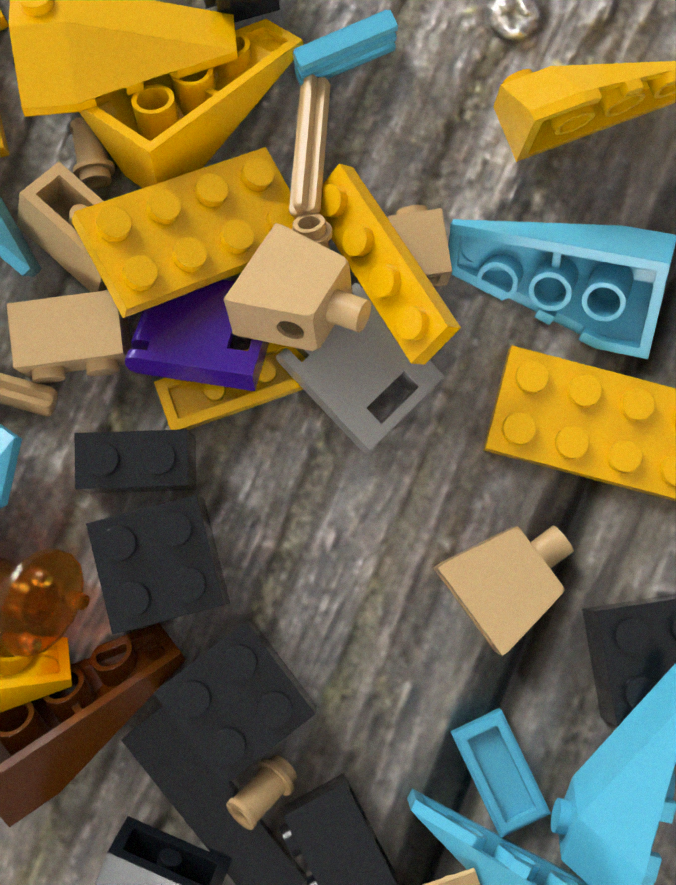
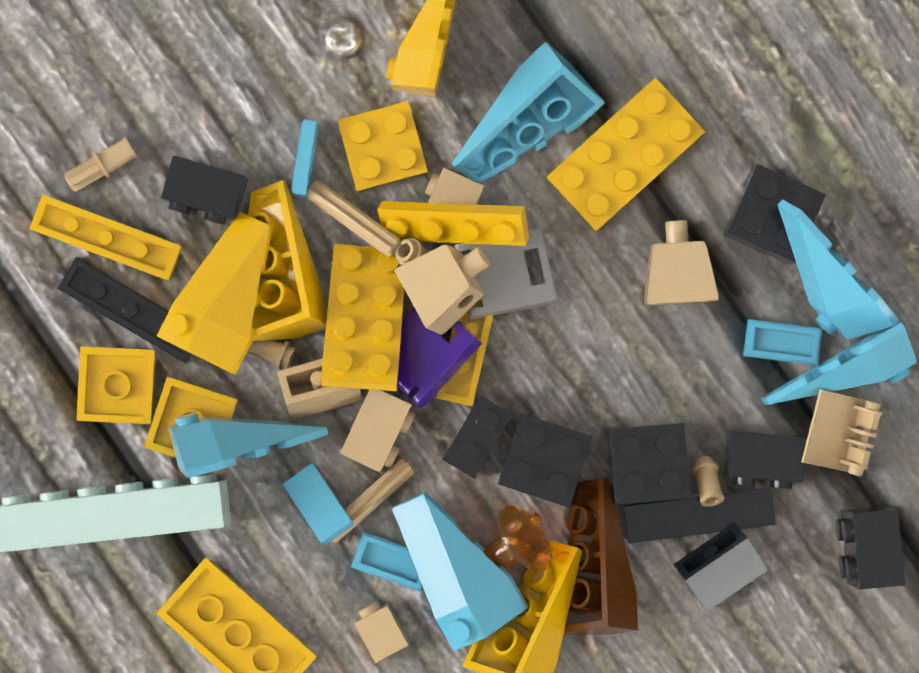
camera: 55 degrees left, 5 degrees up
(418, 133) = (382, 146): none -> yellow plate

